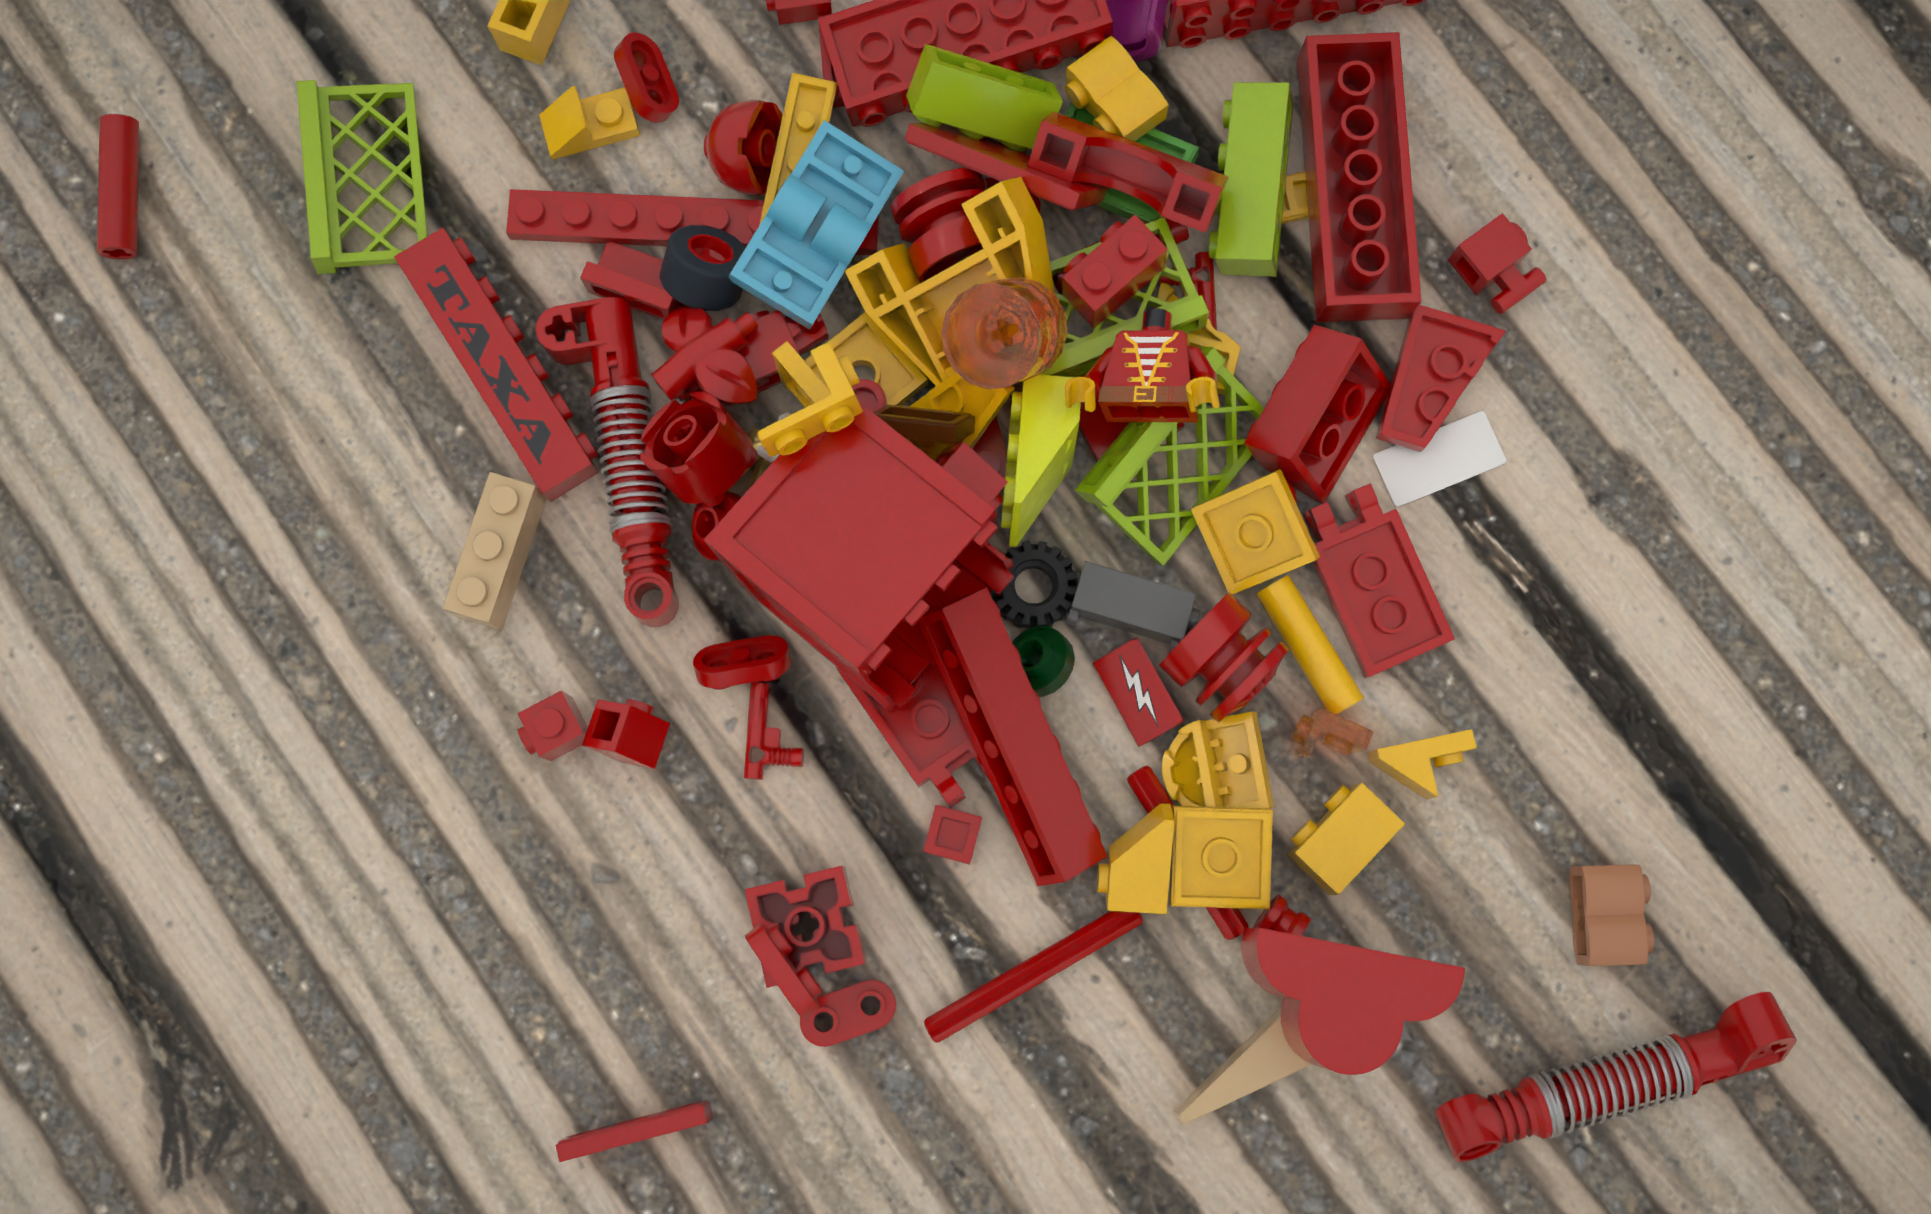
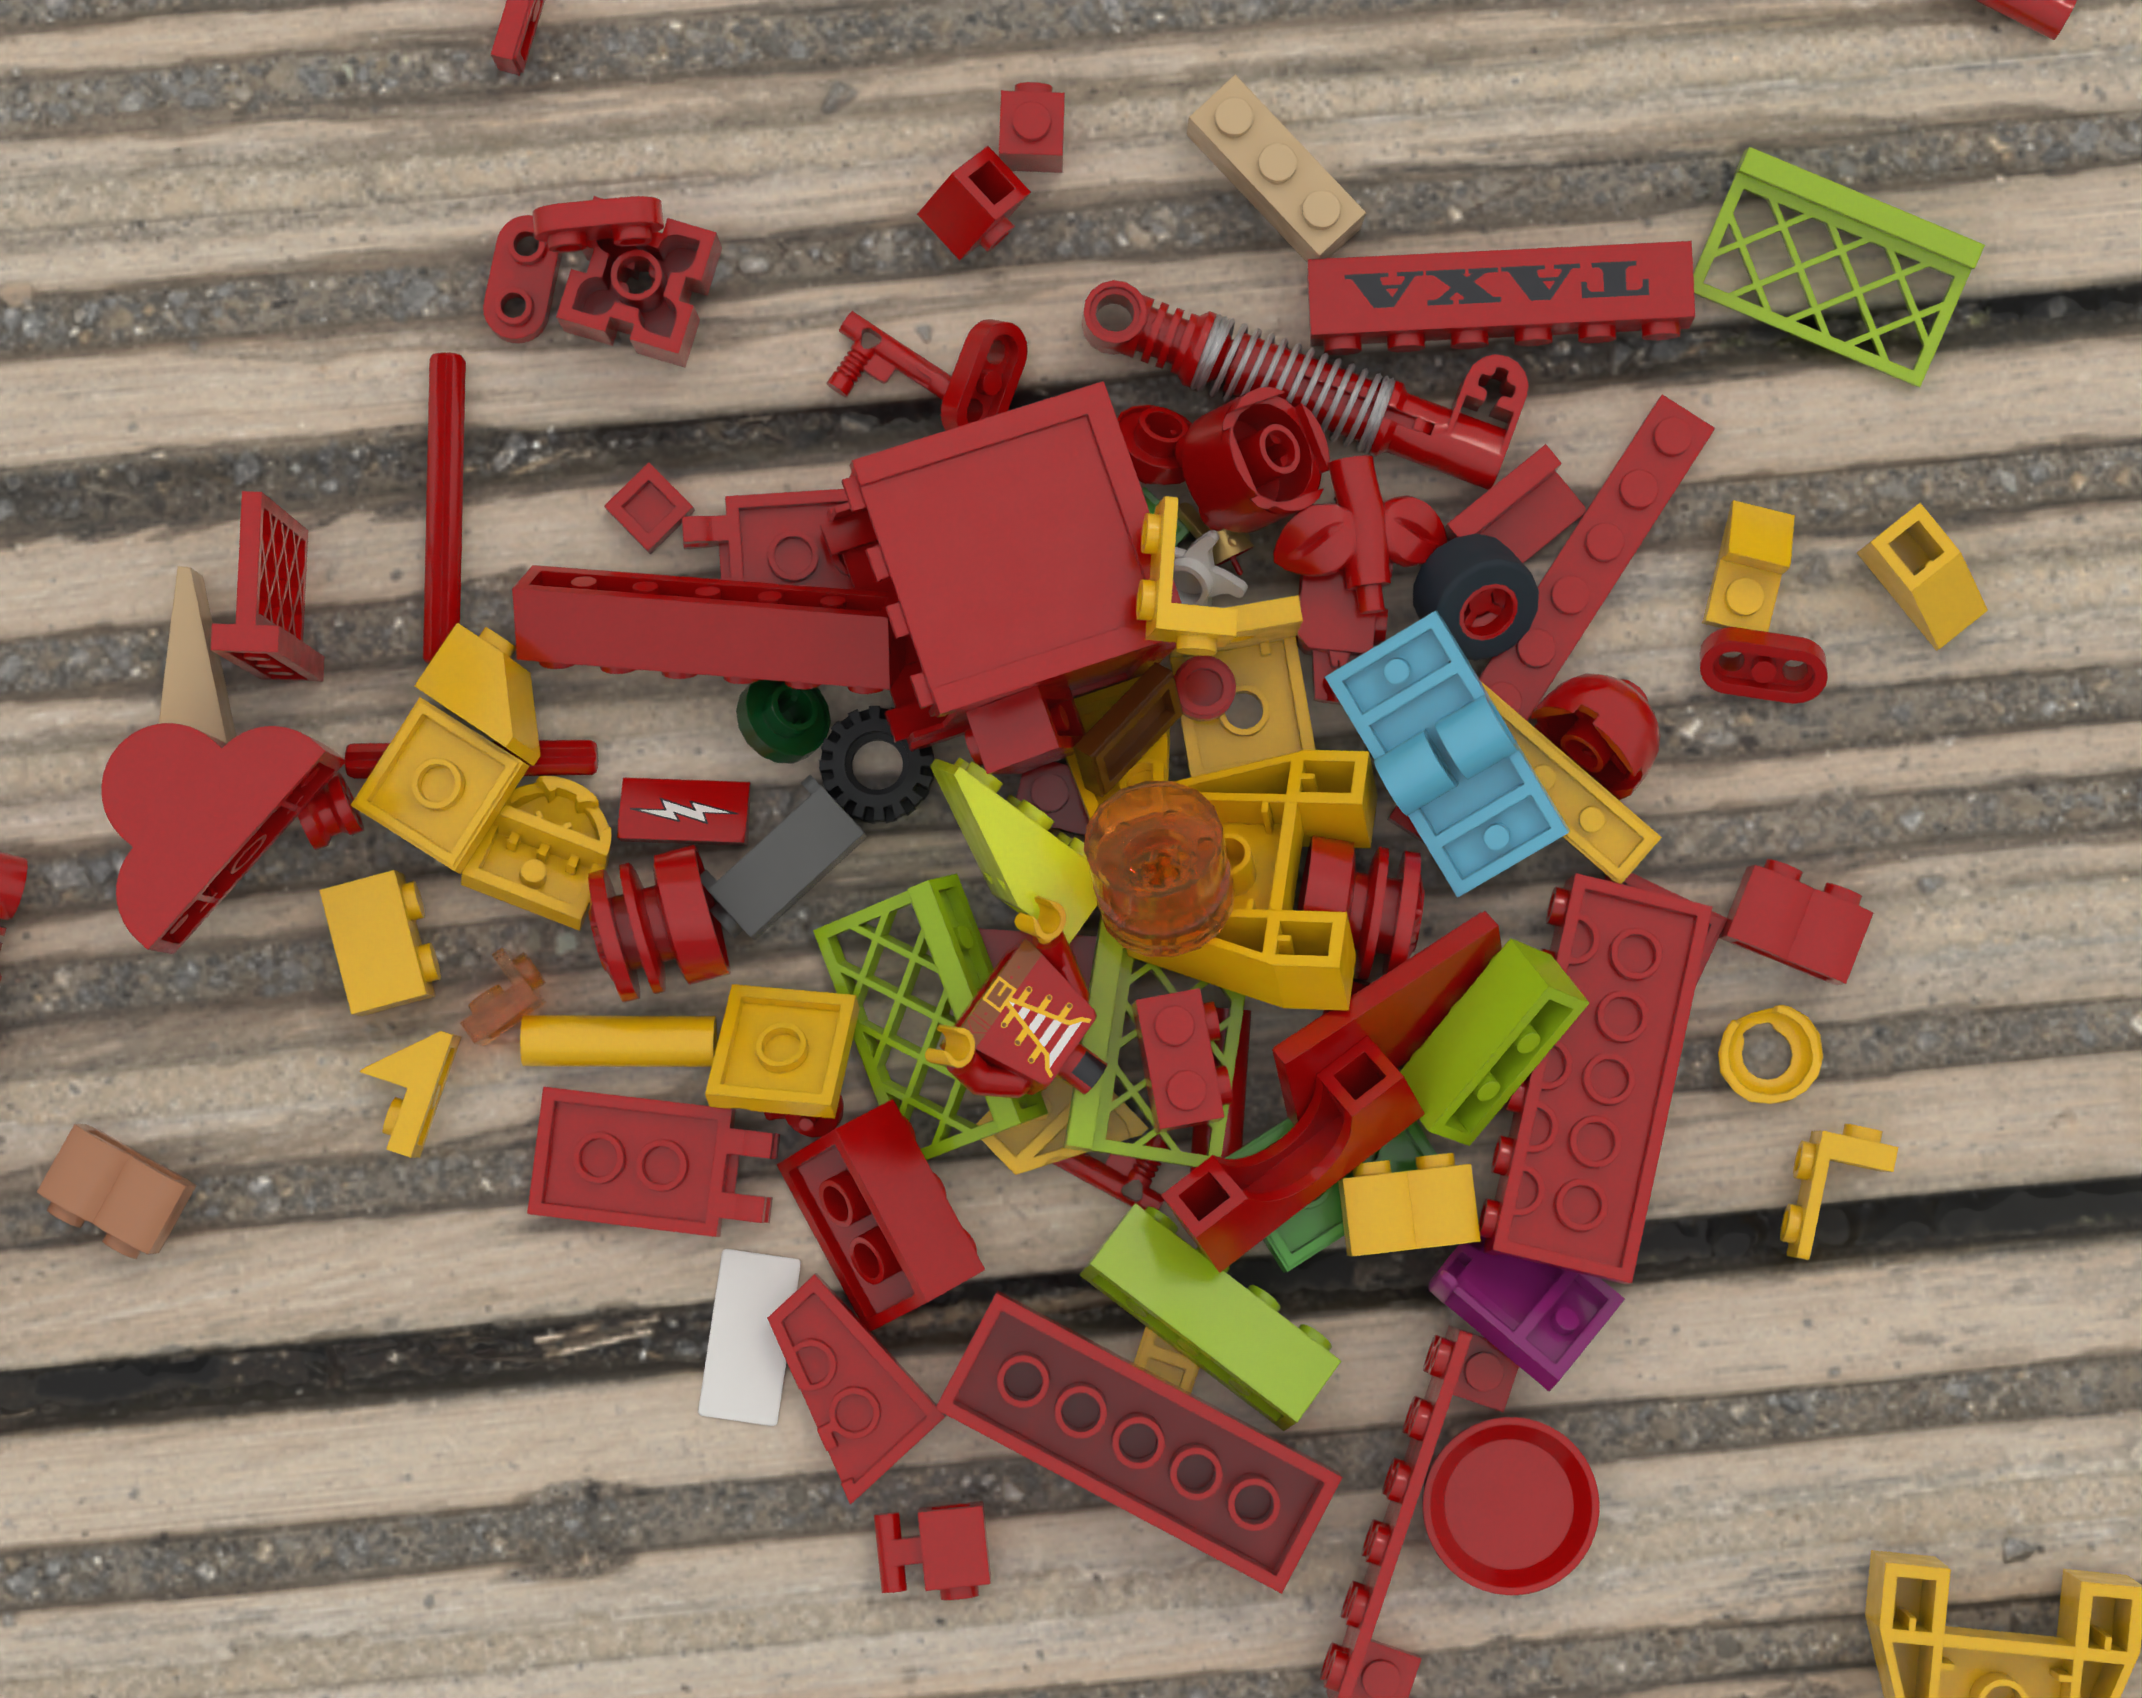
camera: 120 degrees right, 5 degrees up
(1203, 1020) = (269, 597): none -> red fence

